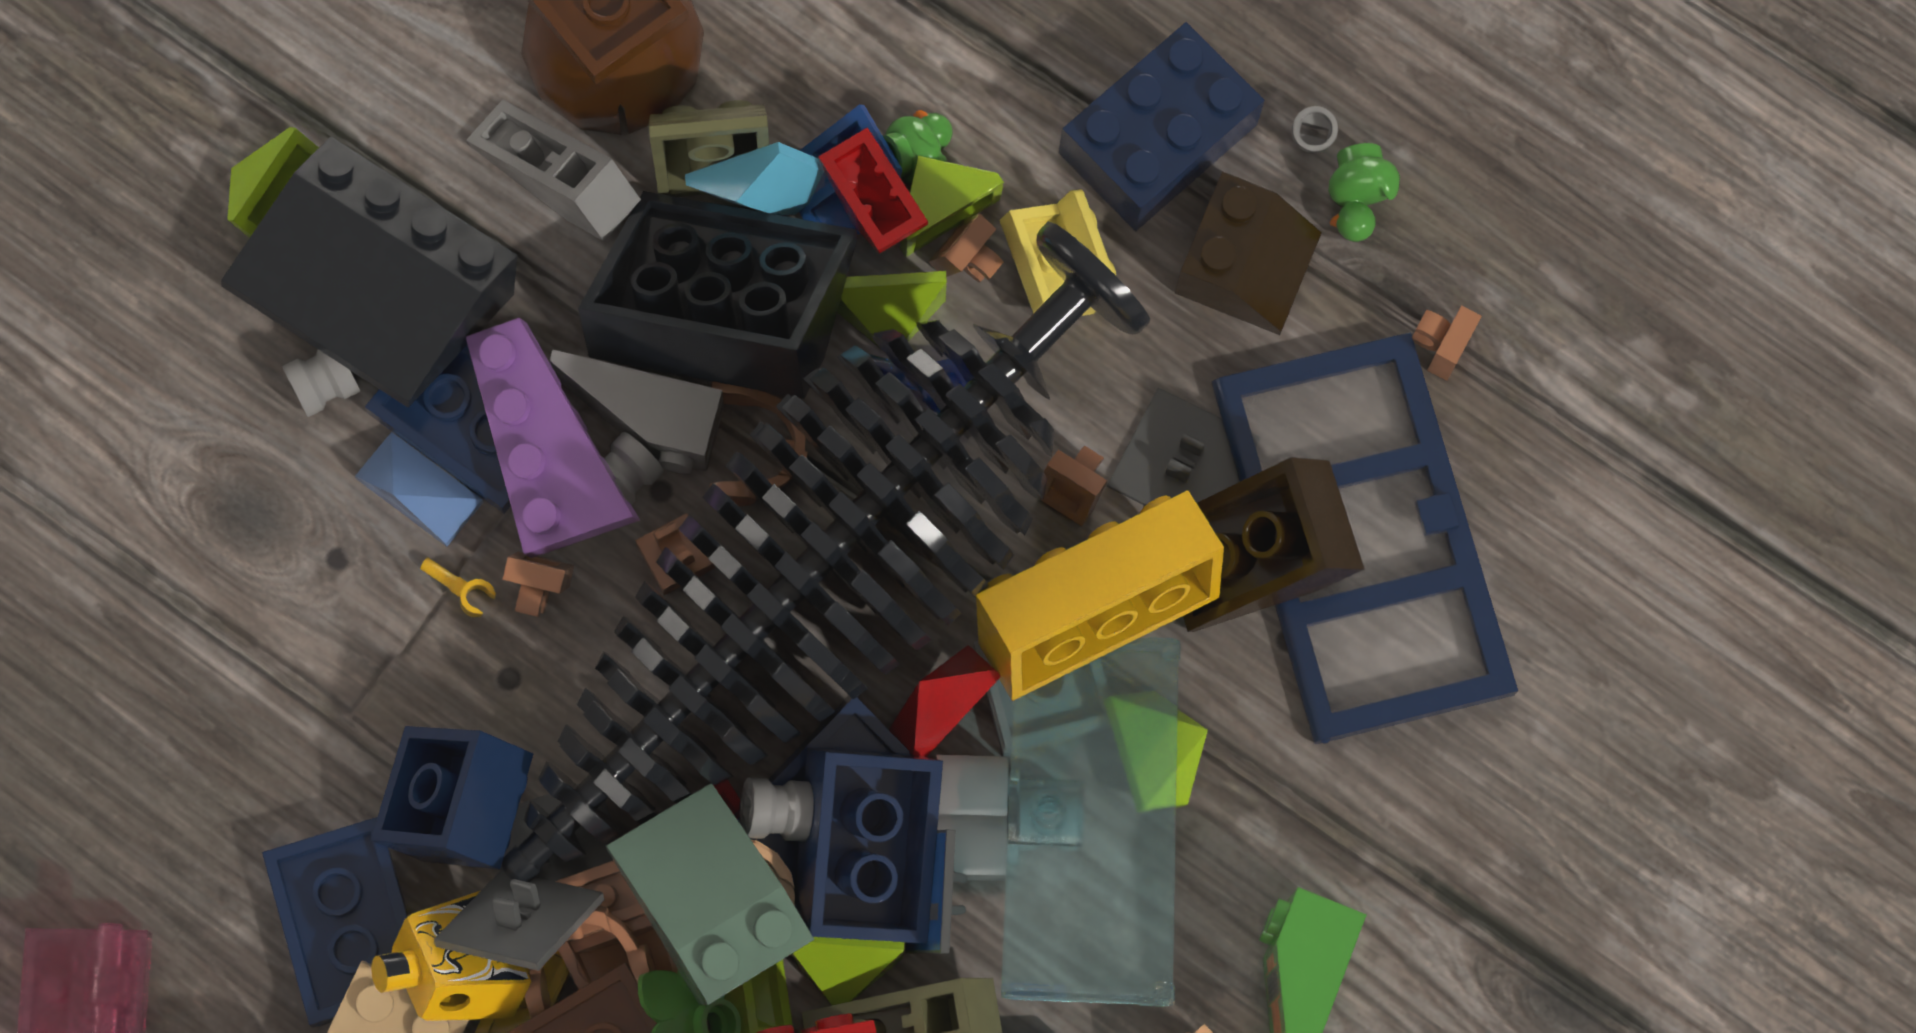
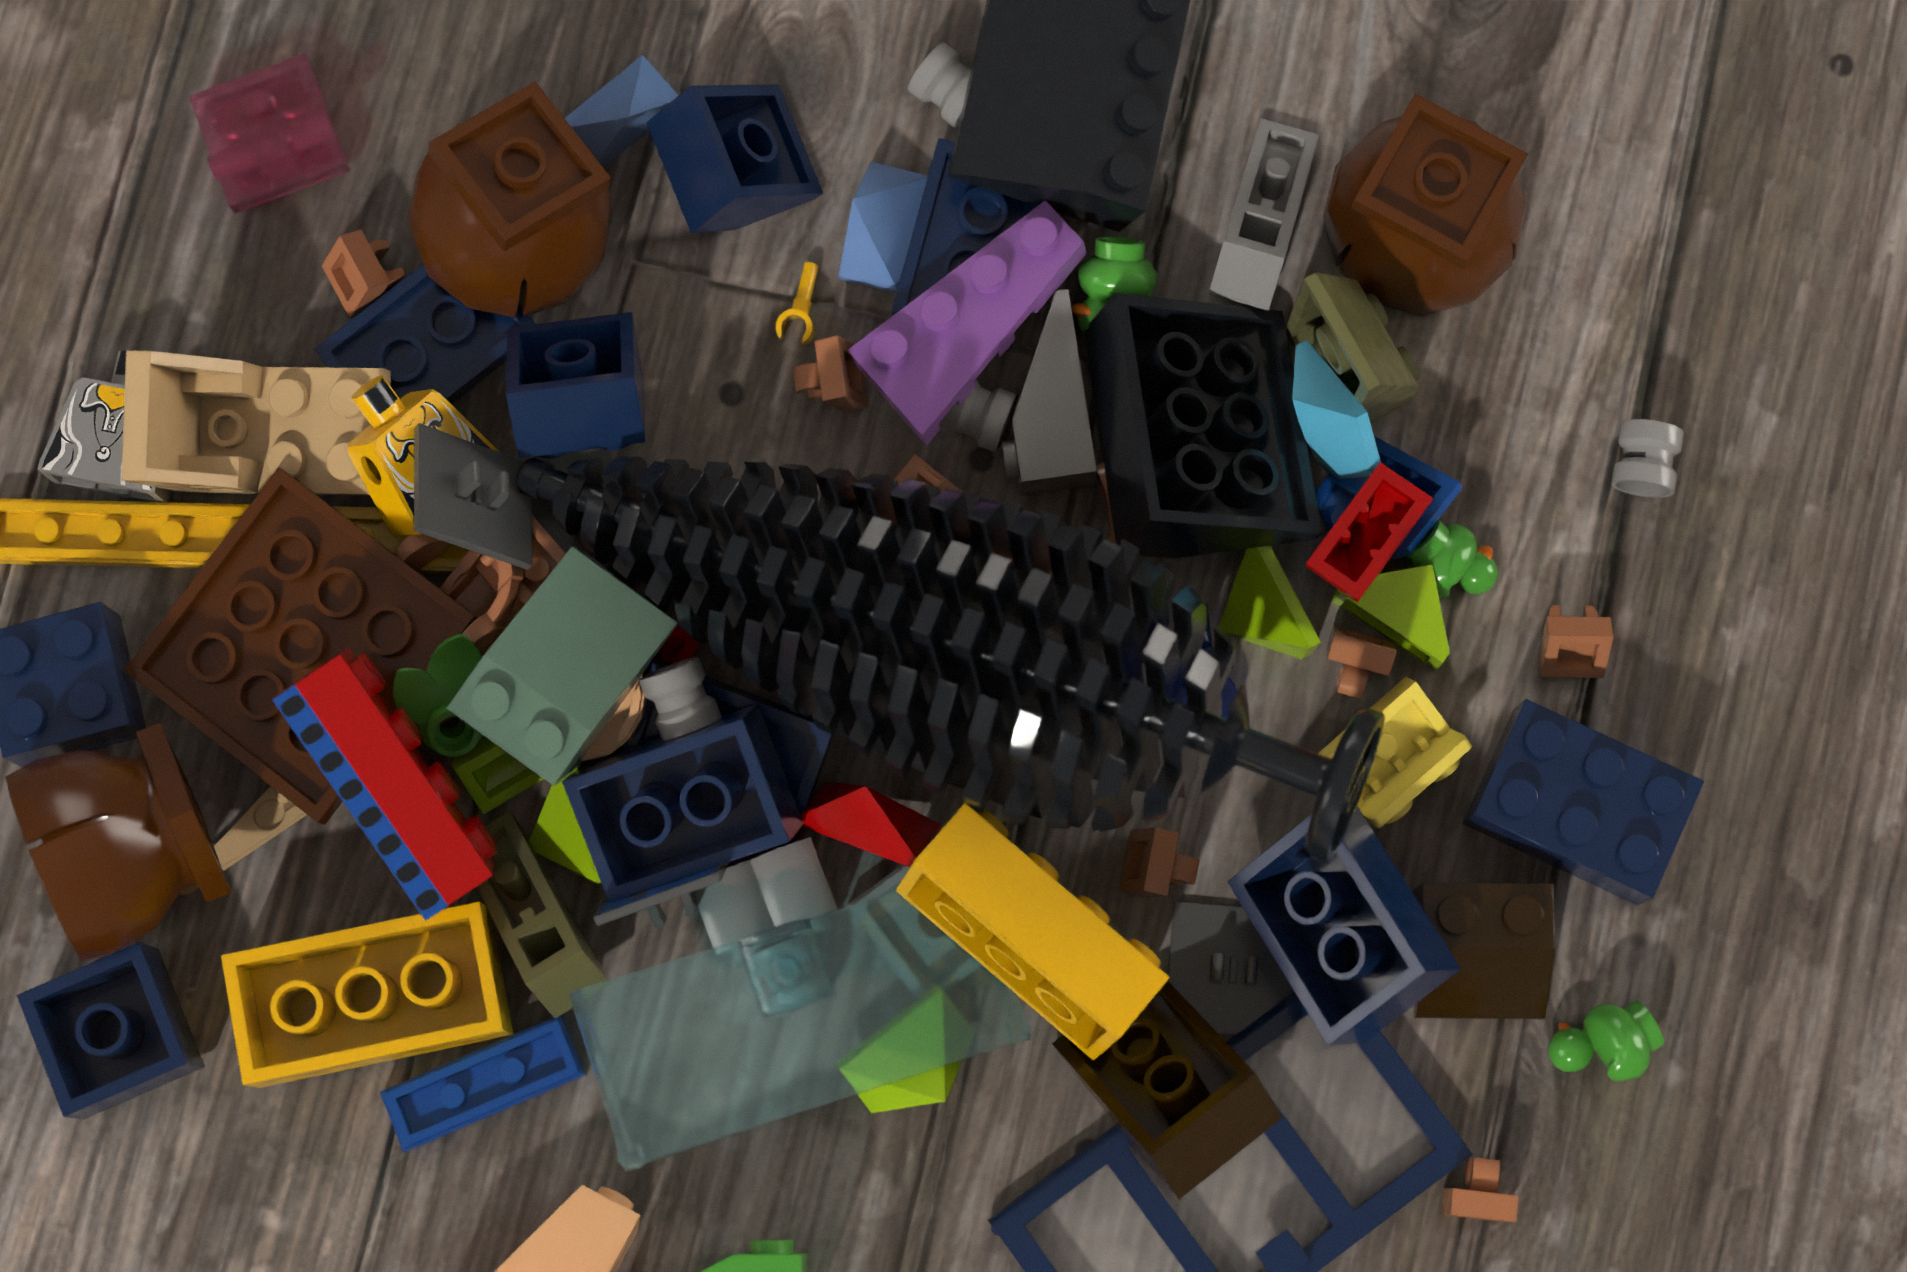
camera: 75 degrees right, 5 degrees up
(210, 680) = (620, 109): none -> medium blue slope
(254, 959) = (356, 271): none -> nougat tile
(264, 790) = (510, 203): none -> reddish brown plate
(298, 589) = (733, 155): none -> dark blue slope
(551, 310) = (1113, 269): none -> bright green animal
(1028, 77) = (1575, 645): none -> nougat tile
(1204, 349) = (1344, 931): none -> dark blue brick
(1316, 118) = (1639, 969): light grey hinge -> none

